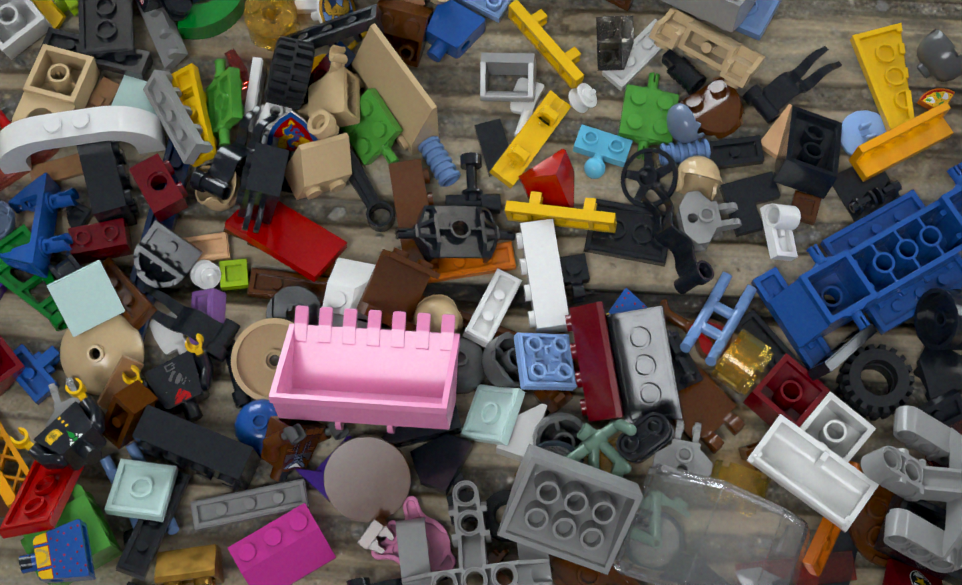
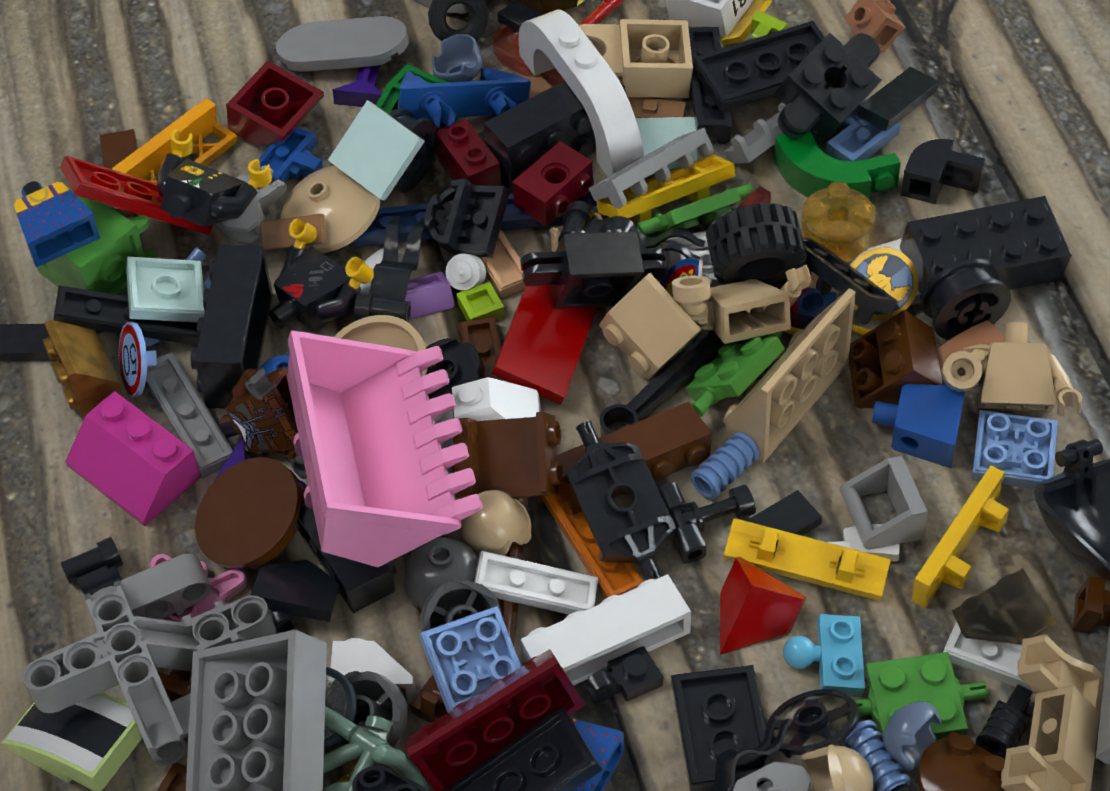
camera: 75 degrees right, 20 degrees down
(126, 412) = (264, 231): reddish brown brick -> none
(136, 305) = (407, 200): reddish brown tile -> none
(197, 529) = (134, 359): none -> light blue piece
(370, 538) = (176, 540): tile -> none
(492, 414) = (379, 626): light aqua tile -> none
(576, 218) = (713, 654): yellow hinge -> none
(582, 98) = (899, 604): white wheel -> none

